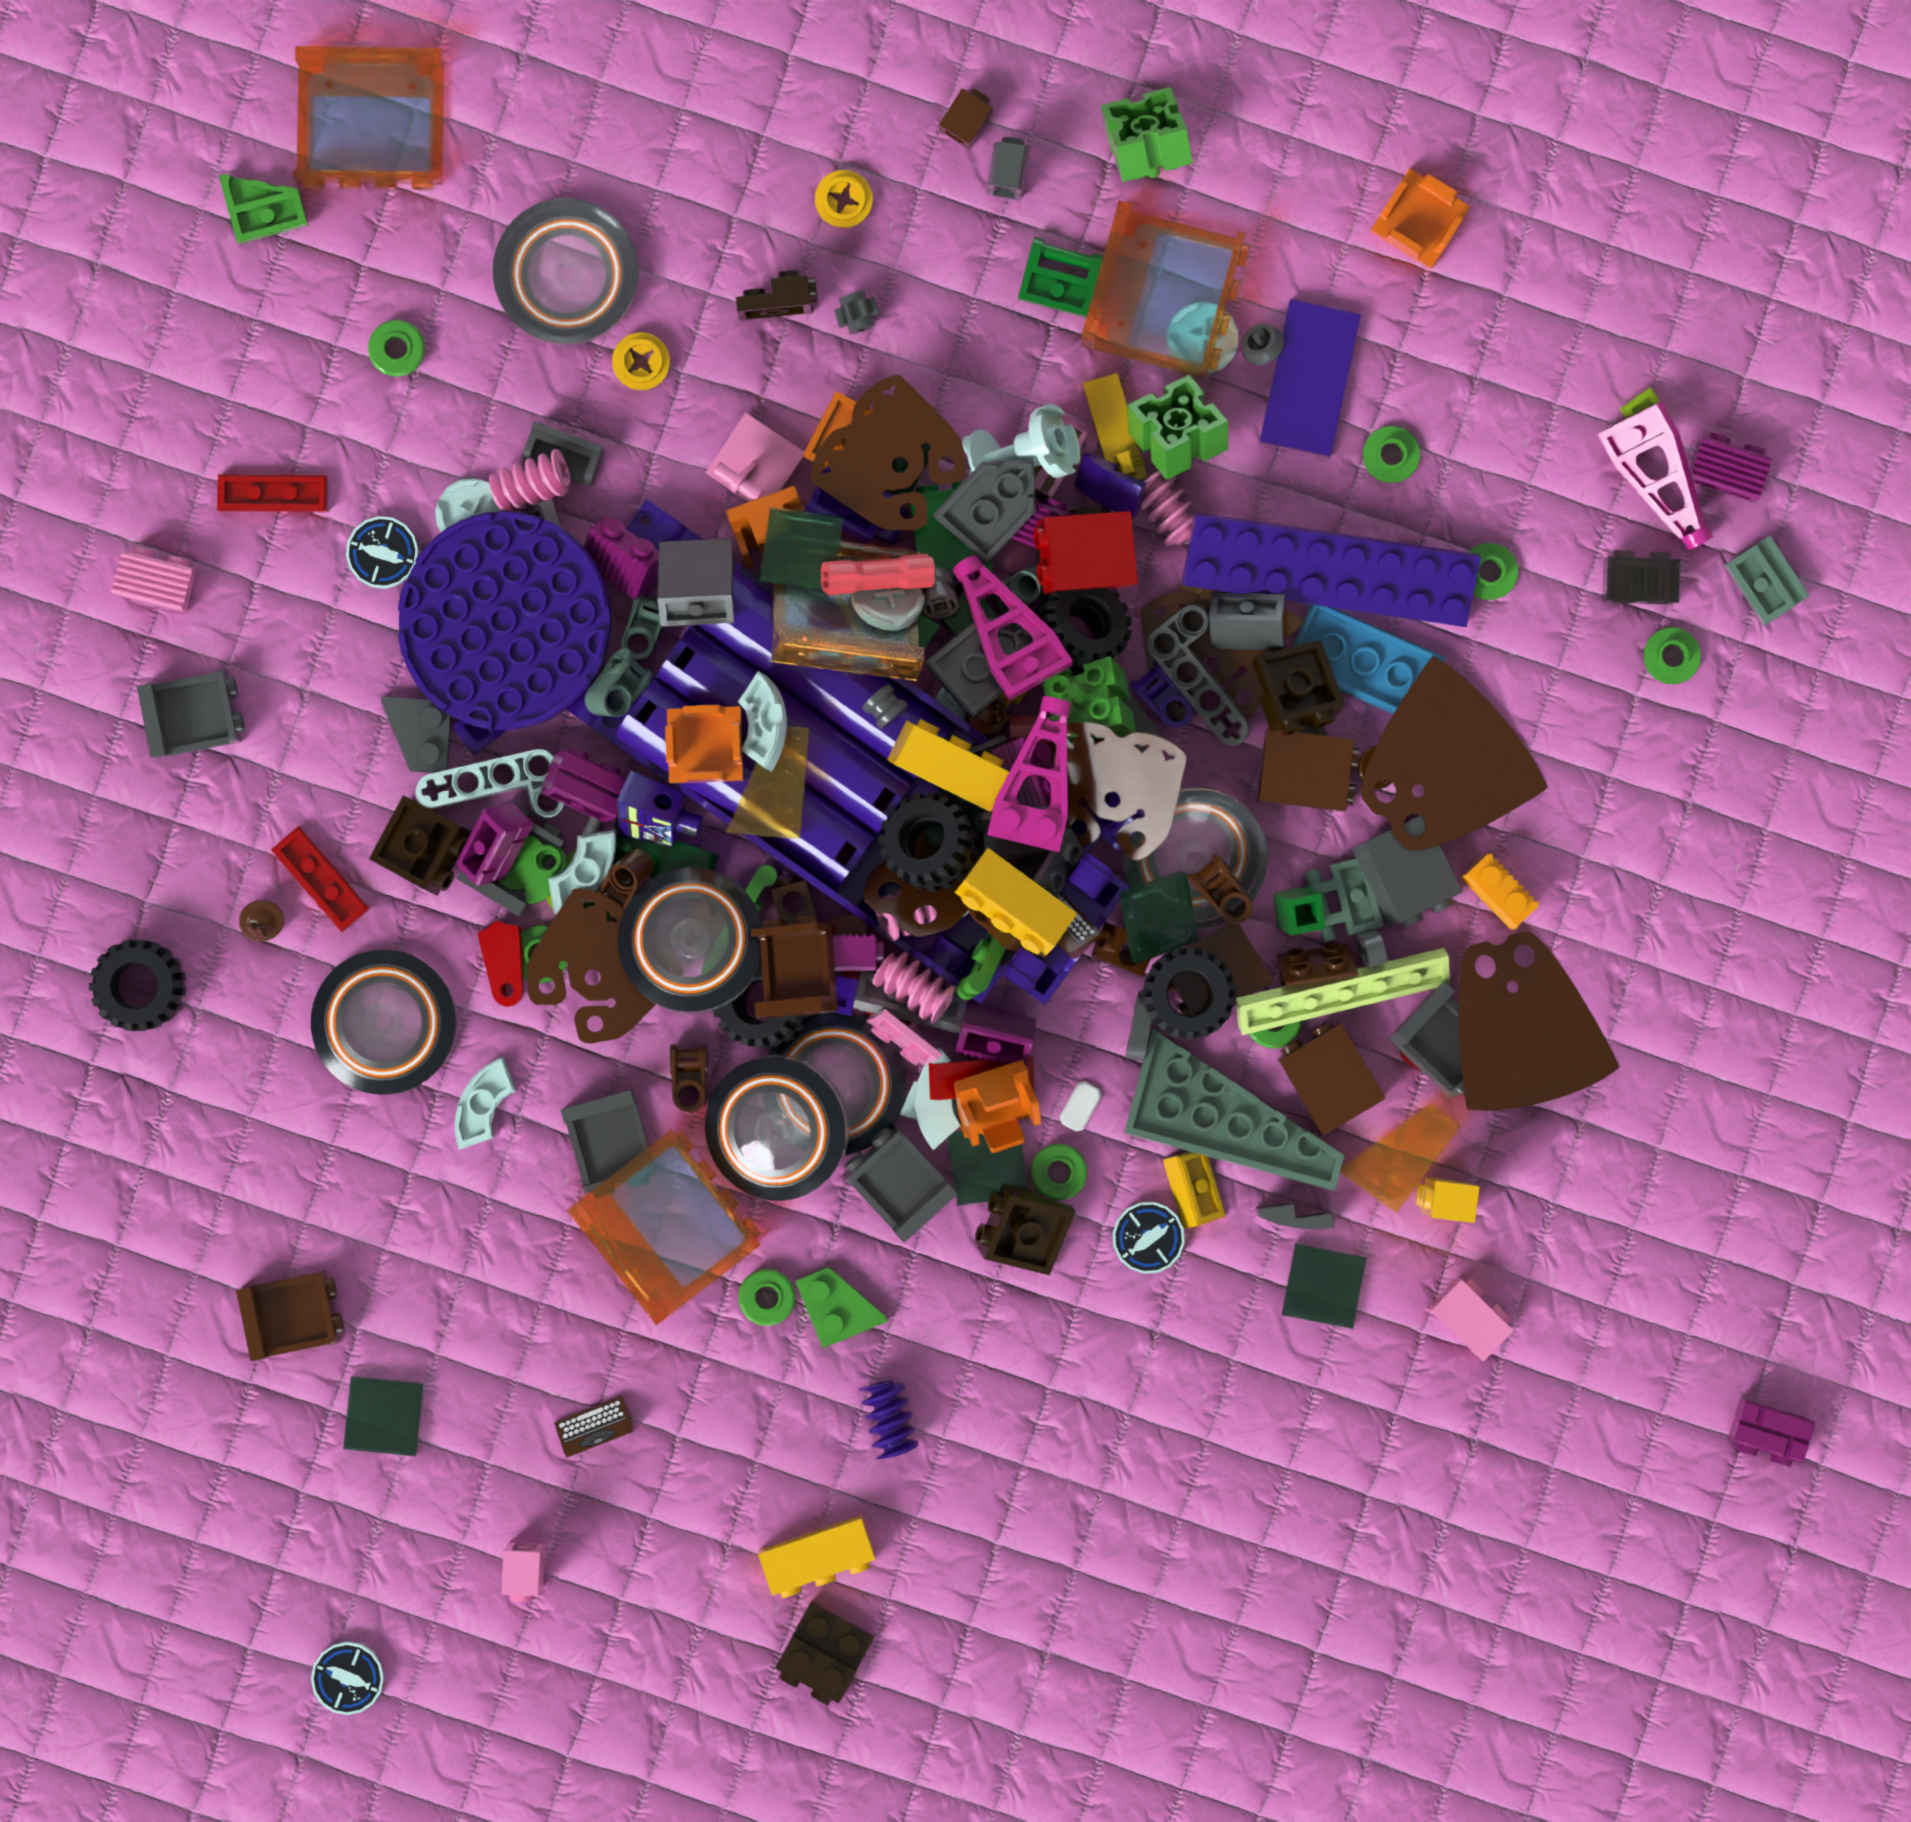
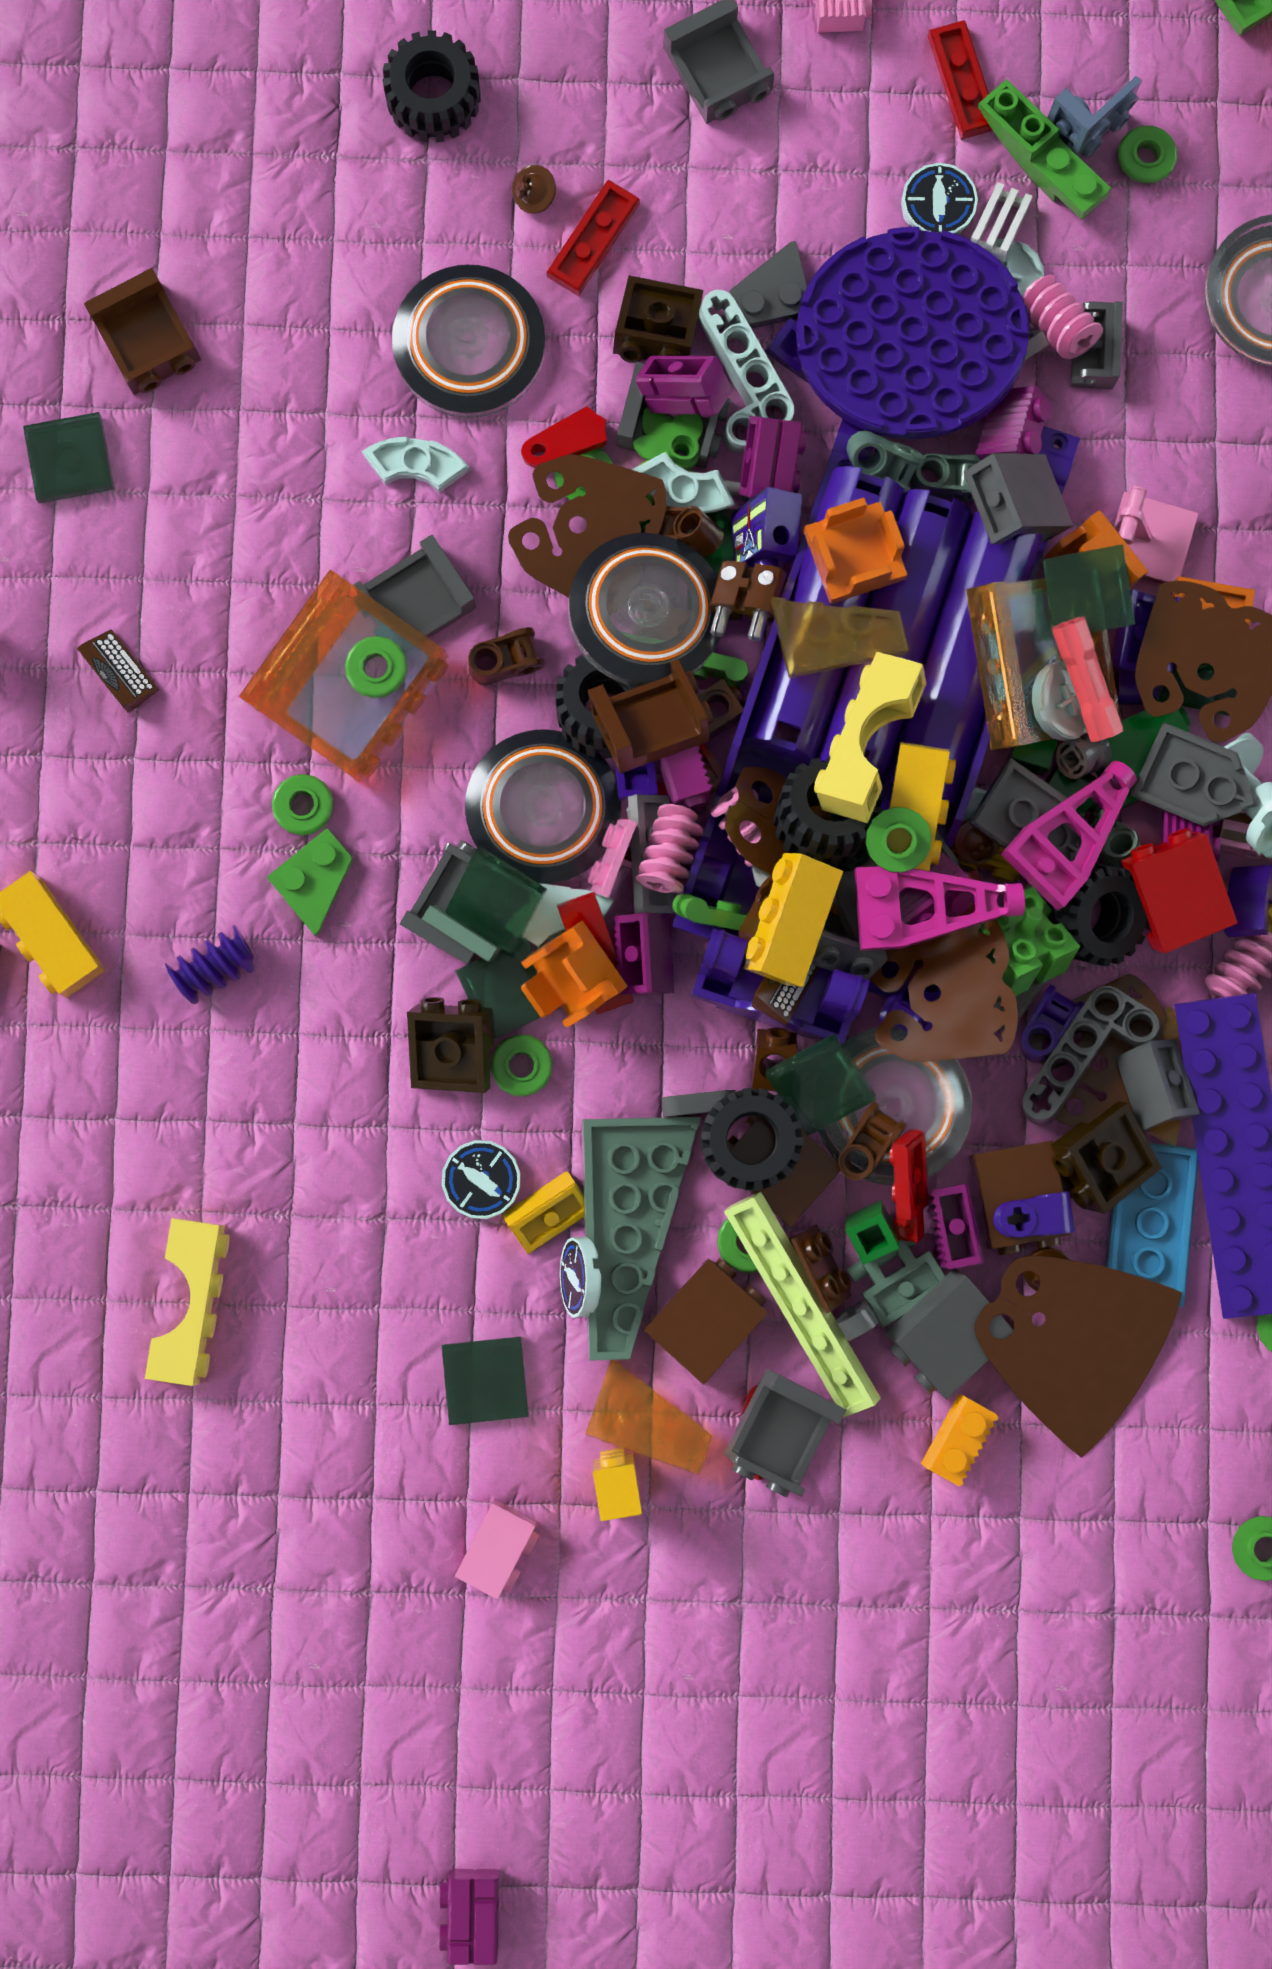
camera: 75 degrees right, 5 degrees down
(351, 414) = (1081, 128): none -> sand blue bracket
(367, 445) = (1039, 151): none -> bright green slope
(399, 485) = (1010, 199): none -> white tile
(642, 344) = (1231, 394): yellow gear -> none
(677, 1178) = (368, 649): none -> bright green piece
(705, 850) = (746, 592): none -> reddish brown piece
(766, 721) = (900, 603): light aqua tile -> none
(776, 1127) = (480, 759): dish -> none
(842, 758) = (887, 694): none -> light yellow arch
(885, 706) = (956, 722): dark grey wheel -> none
(910, 1152) = (495, 900): none -> clear green tile
(929, 1190) = (462, 934): none -> sand green tile
(959, 783) = (884, 824): none -> bright green piece
(1080, 1106) = (596, 1068): white piece -> none
(1134, 1505) = (180, 1353): none -> light yellow arch
(1261, 1179) = (578, 1278): none -> tile
(1269, 866) = (909, 1185): none -> red hinge
(1285, 1215) = (546, 1316): dark grey slope -> none
(1316, 837) = (954, 1227): none -> magenta brick
(1329, 759) = (1040, 1216): none -> dark purple piece
(1525, 1042) = (810, 1521): reddish brown piece -> none

